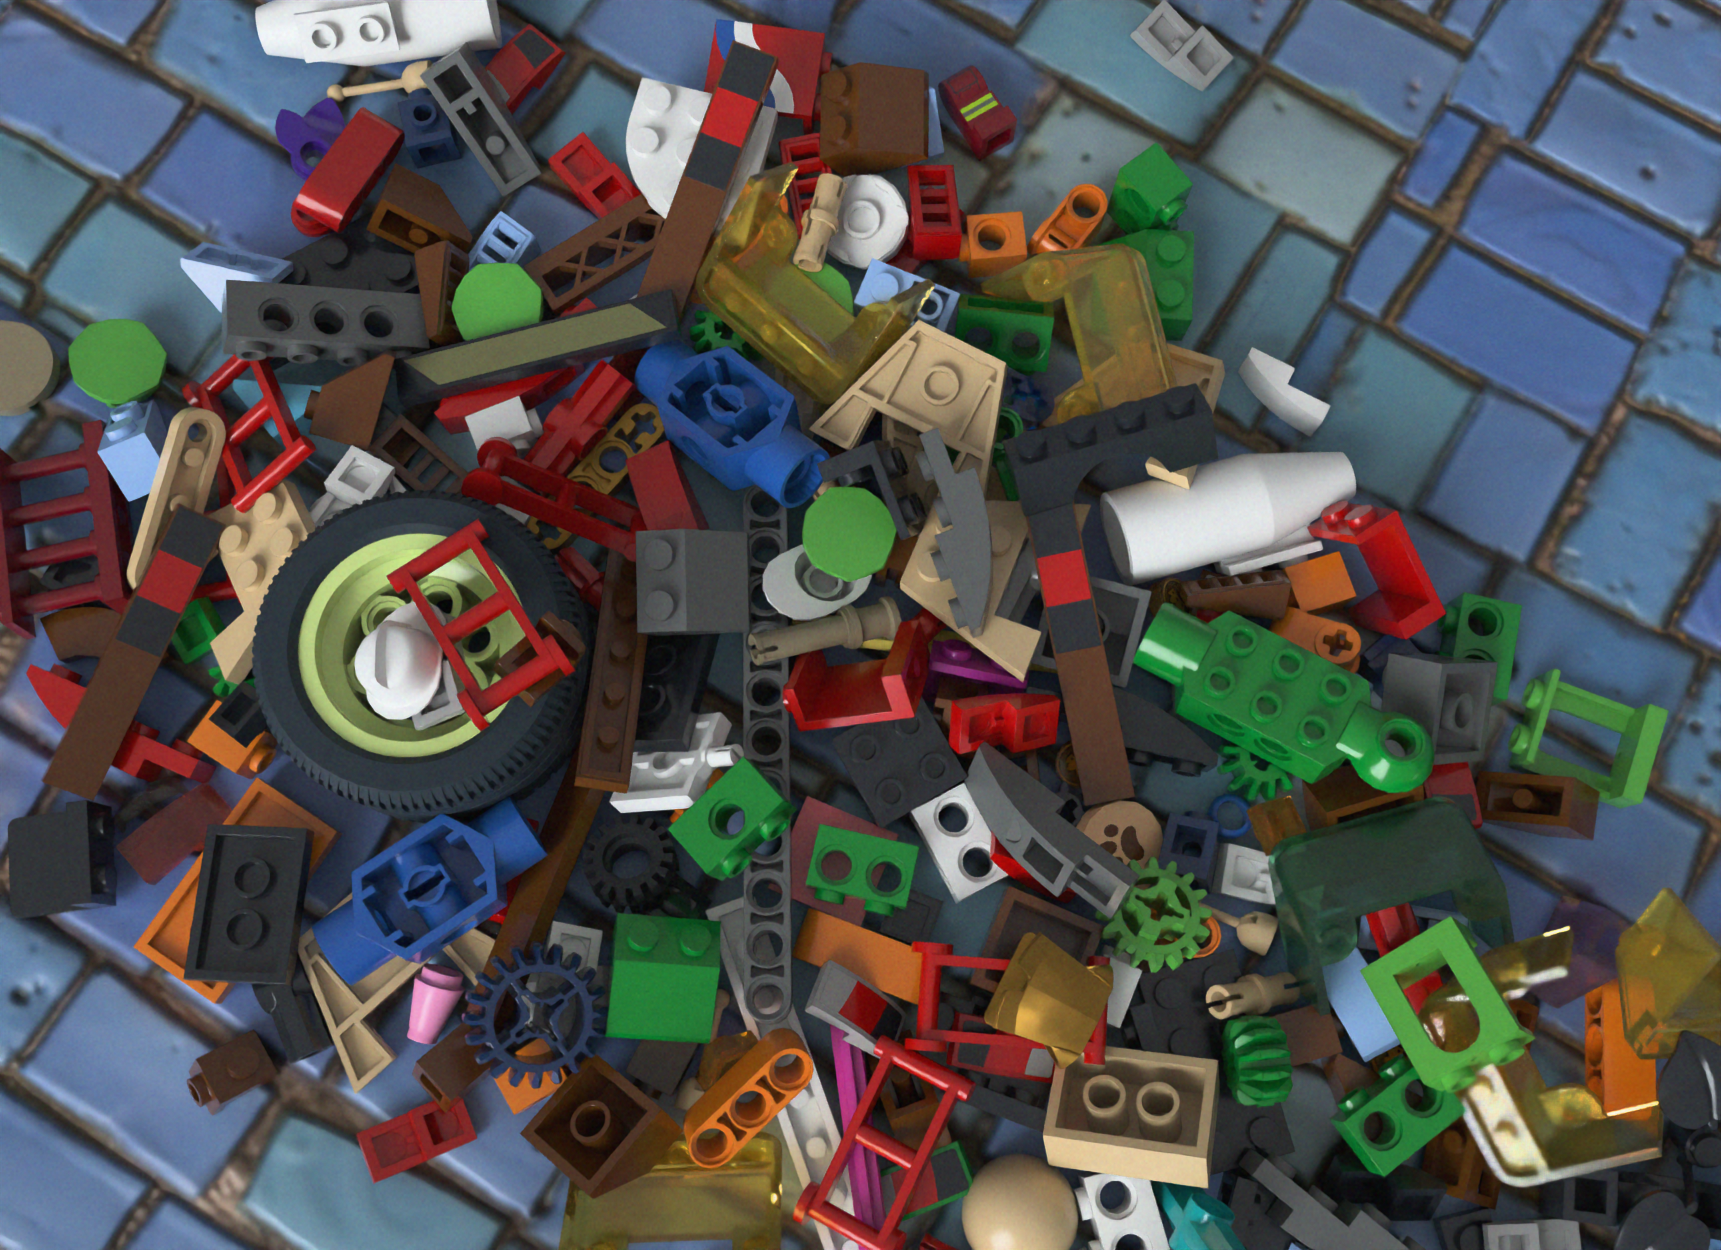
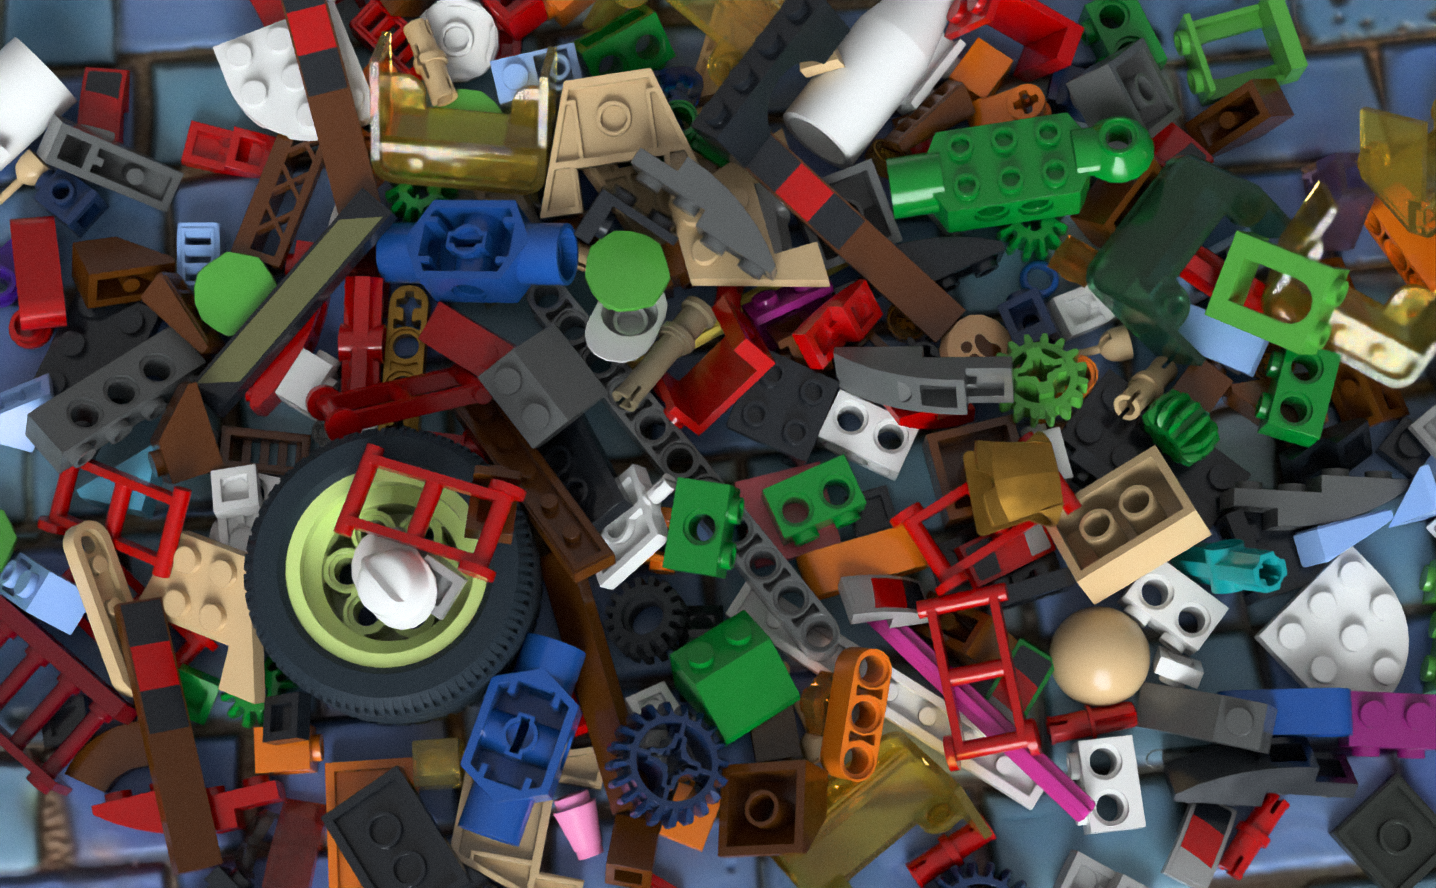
camera: 35 degrees left, 0 degrees up
(345, 849) = (438, 763): none -> clear yellow brick

